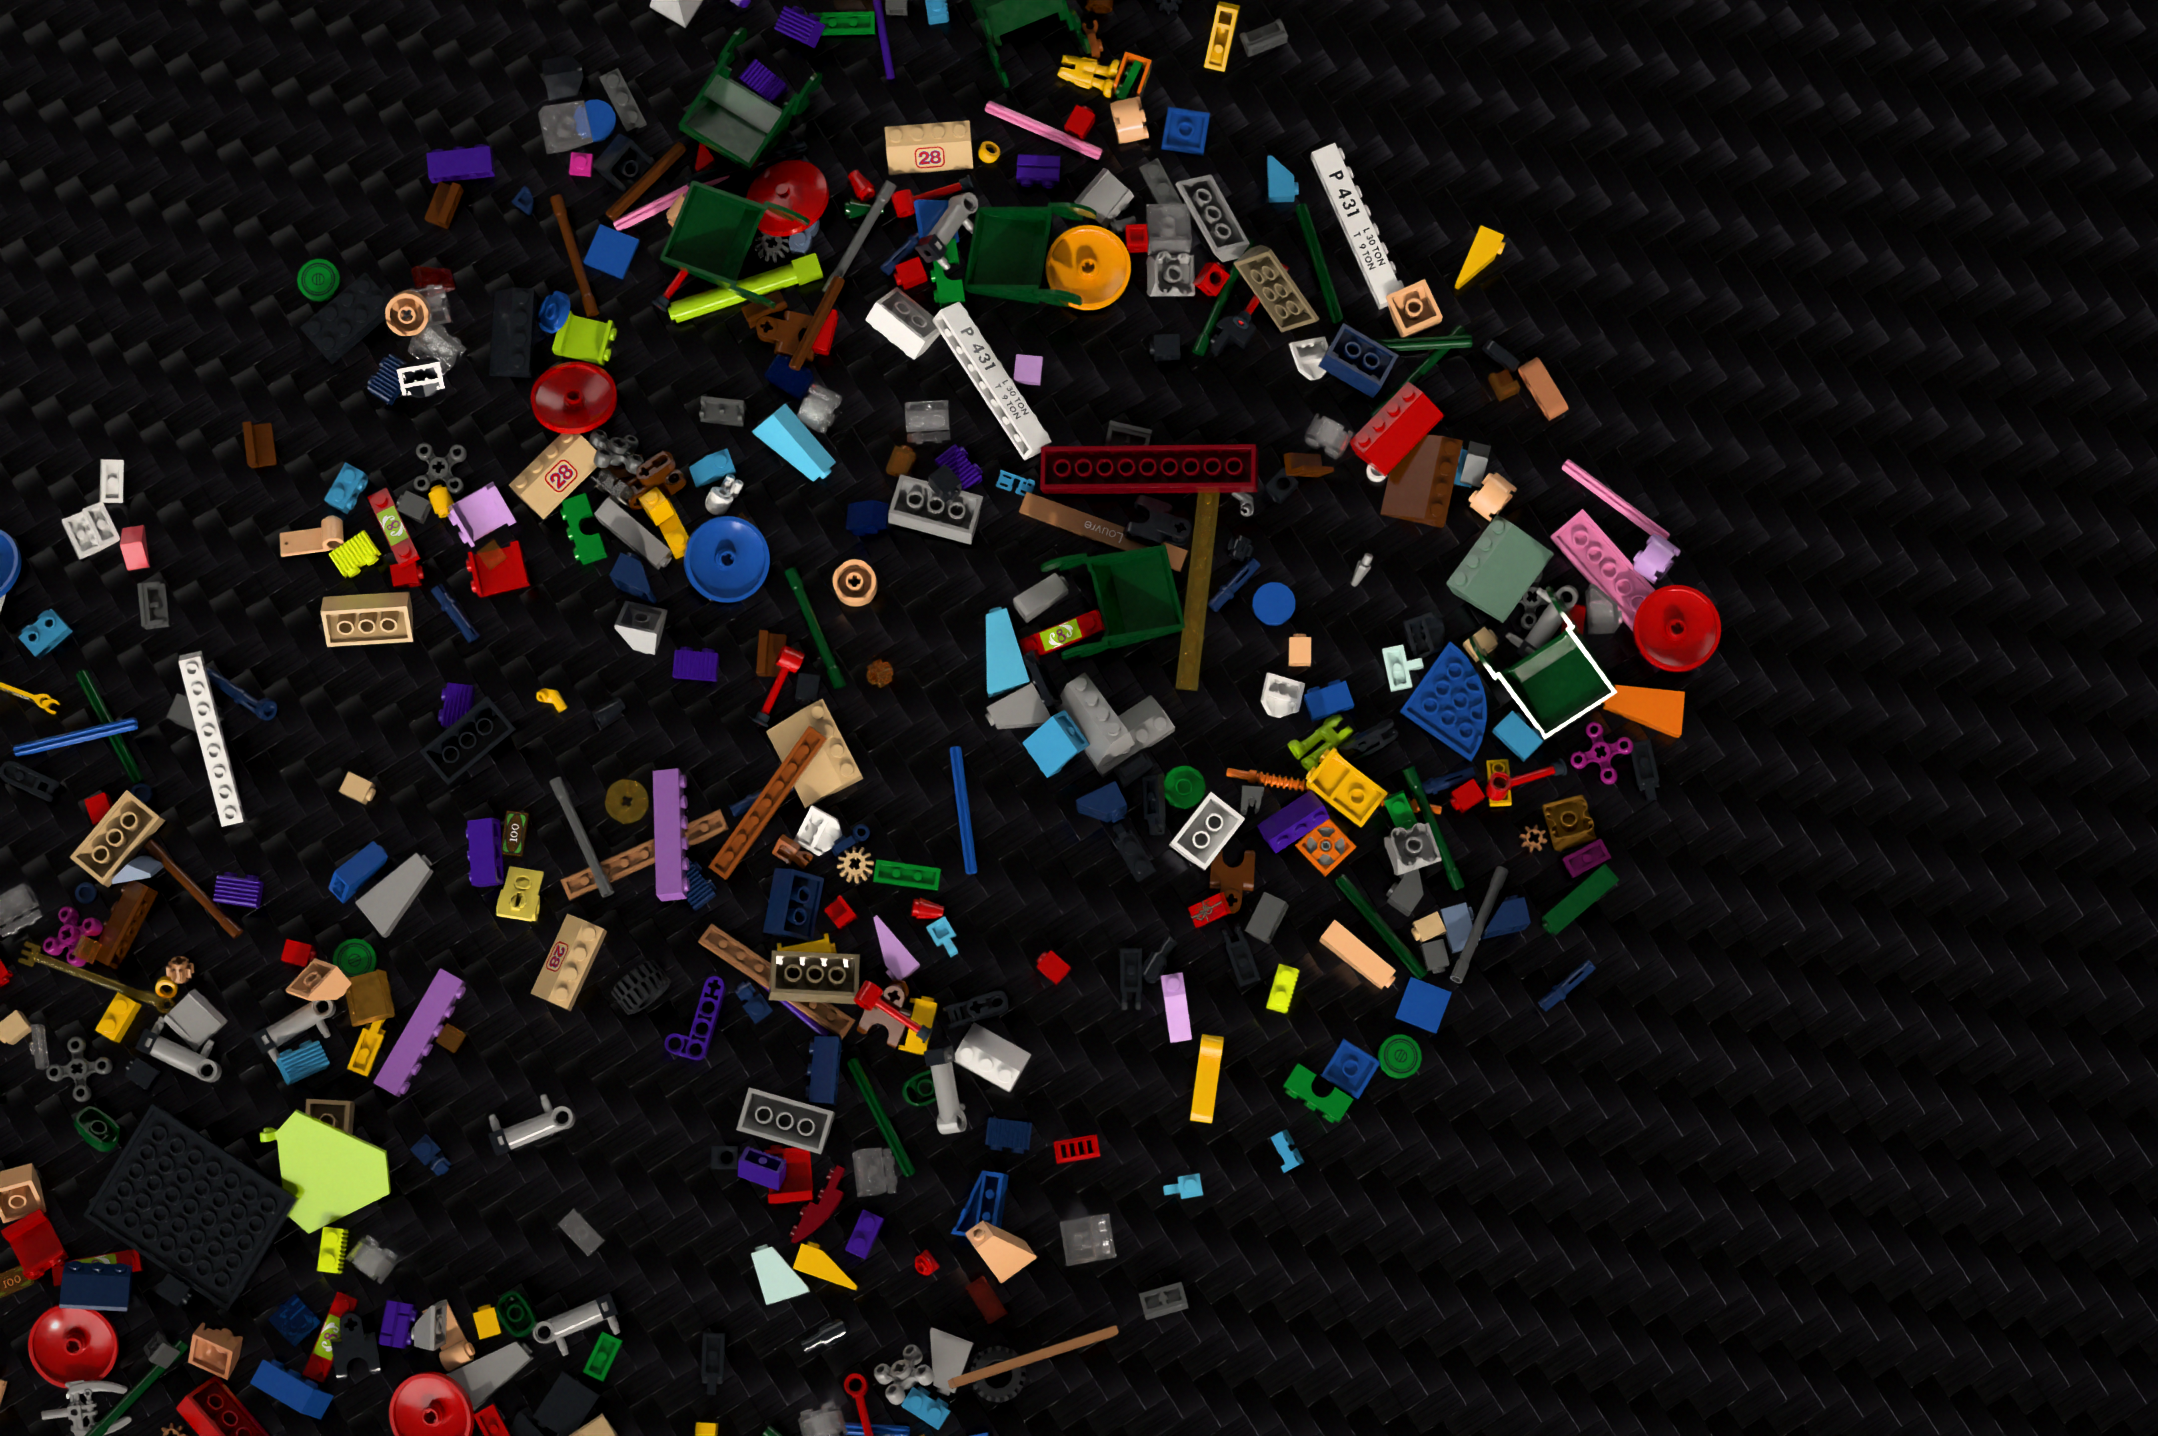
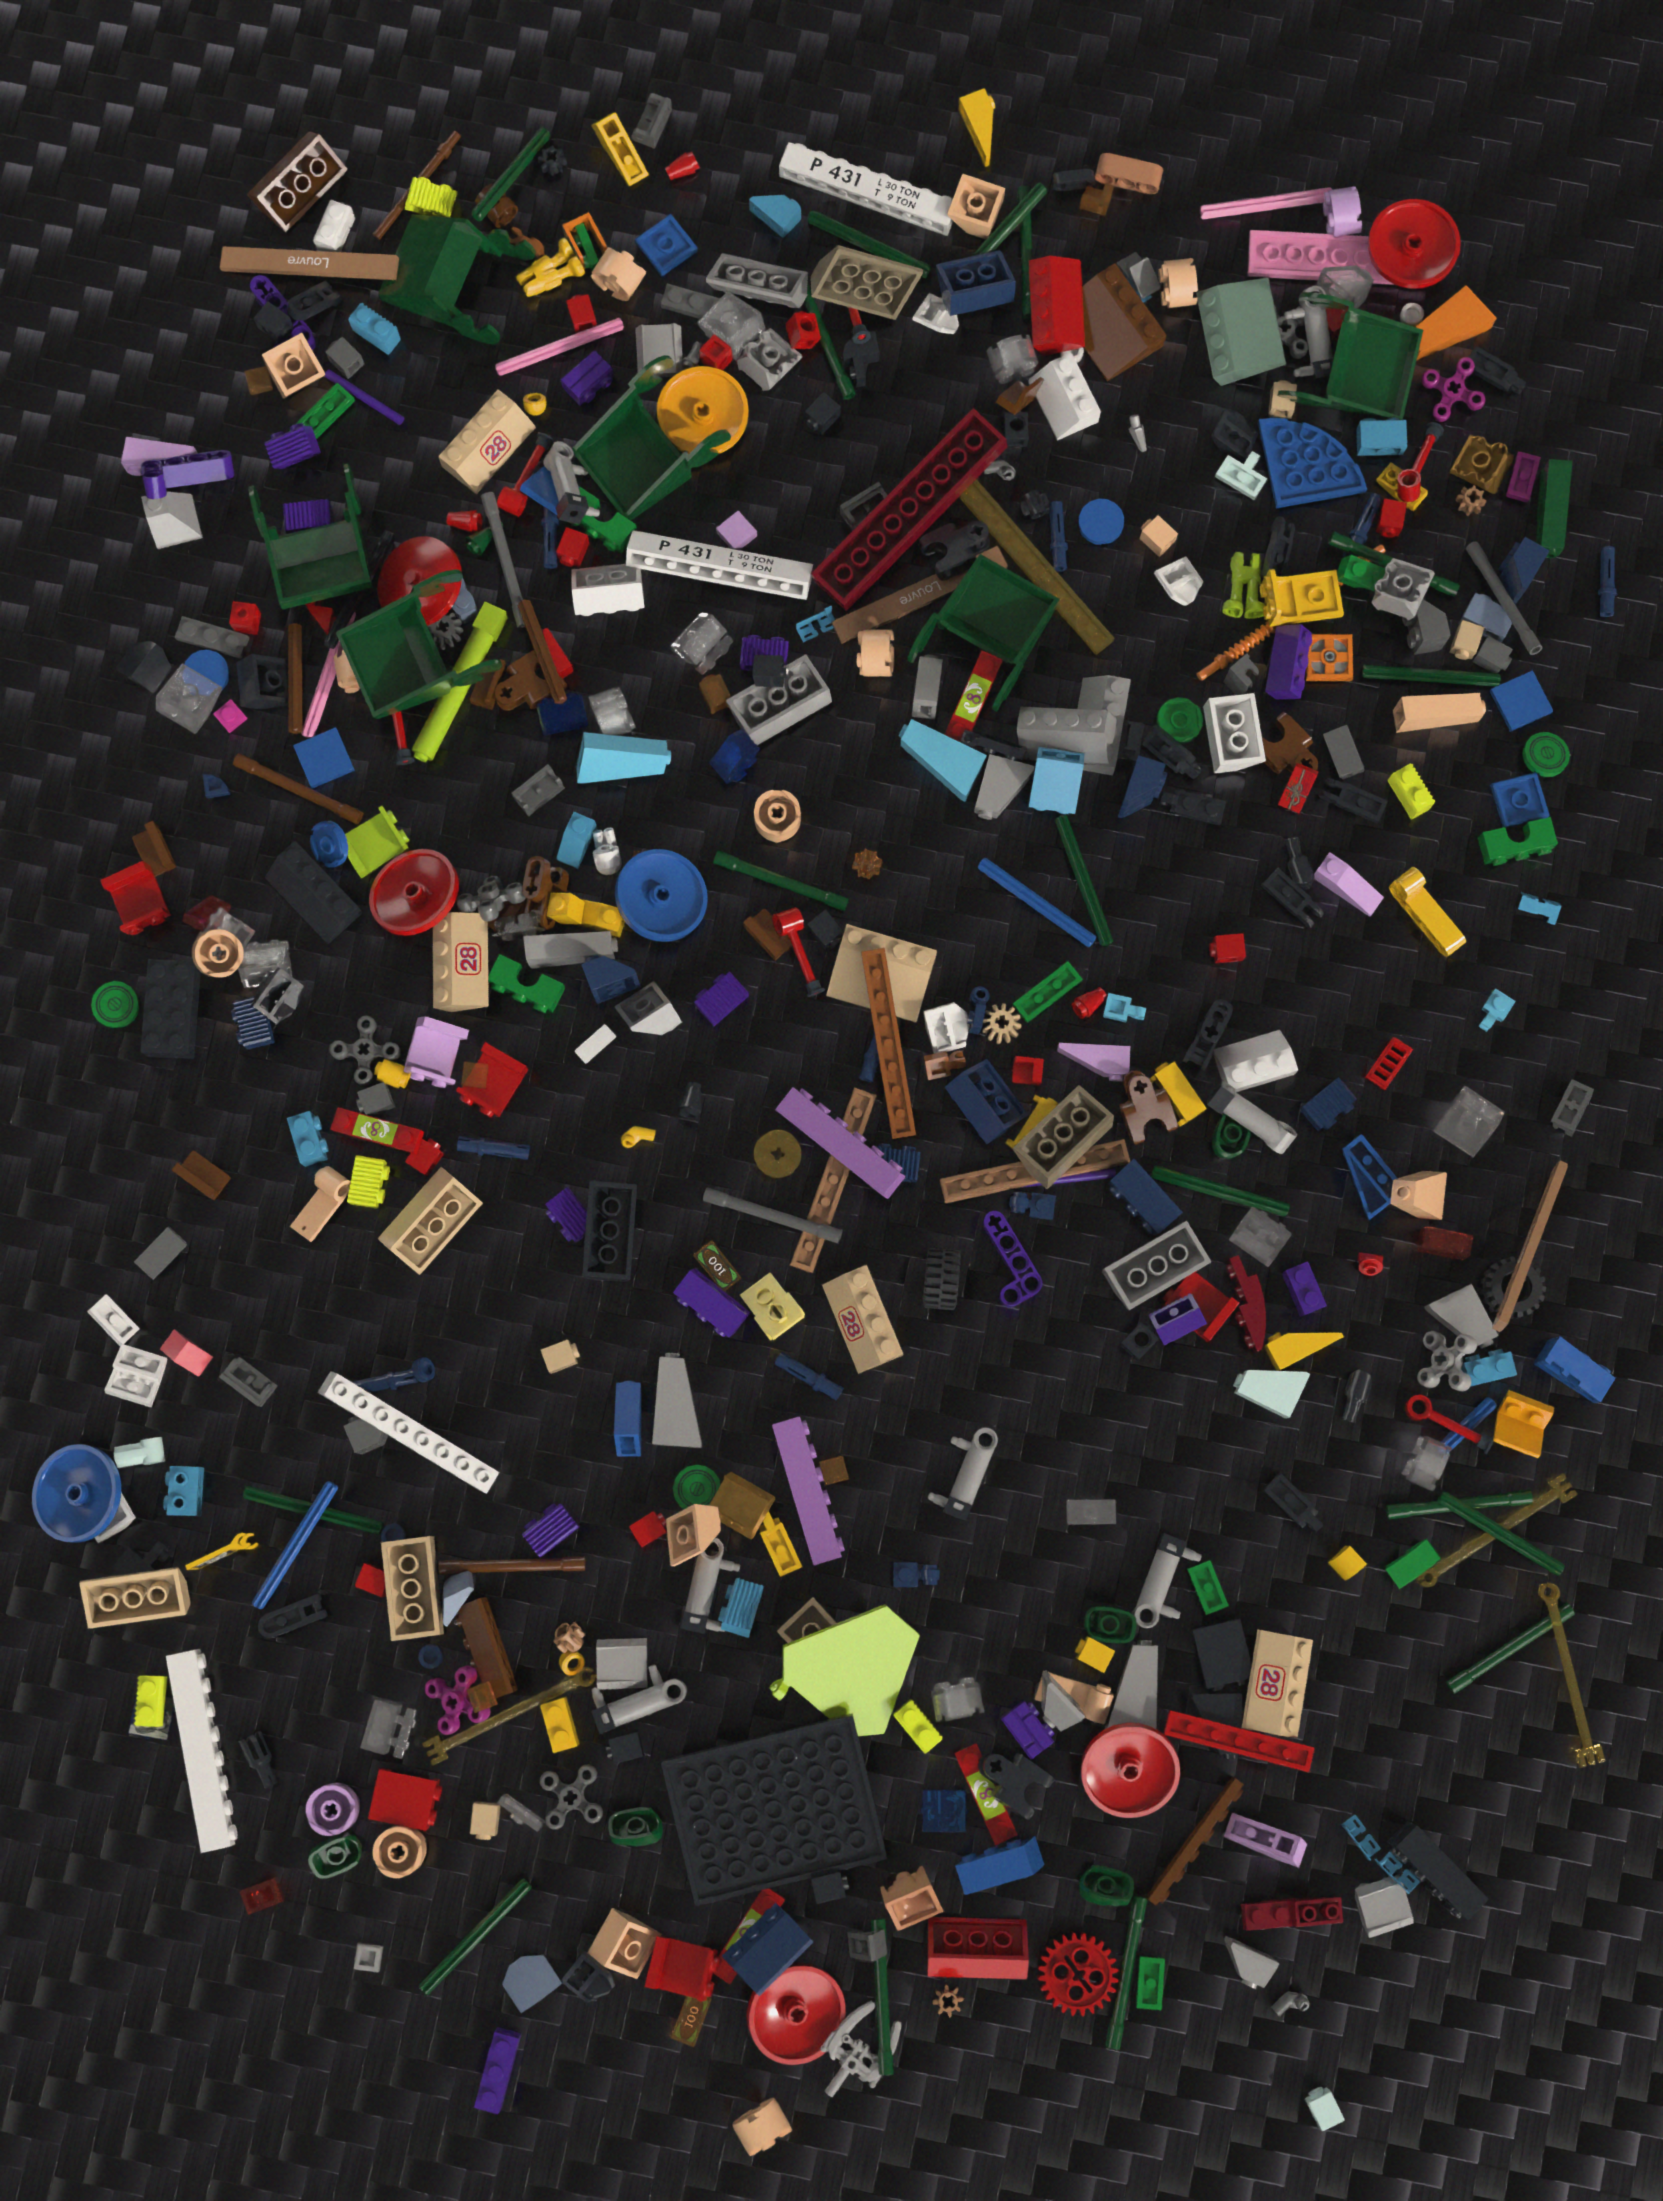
camera: 50 degrees left, 0 degrees up
(46, 584) = (146, 1452): none -> light aqua piece
(184, 468) = (160, 1252): none -> dark grey hinge
(401, 225) = (137, 897): none -> red panel
(460, 163) = (135, 806): dark purple brick -> none
(497, 962) = (809, 1376): none -> dark blue pin
(588, 612) = (595, 1043): none -> white sticker
(655, 109) = (245, 618): none -> red brick
(869, 997) = (1124, 1106): red piece -> none
(1008, 827) = (1083, 880): none -> dark green axle
(1030, 541) = (876, 653): none -> light nougat brick
(1251, 88) = (682, 166): none -> red cone
(1328, 700) = (1218, 550): blue brick -> none
(1337, 497) = (1065, 397): none -> white slope
(1632, 674) = (1412, 314): none -> white tile

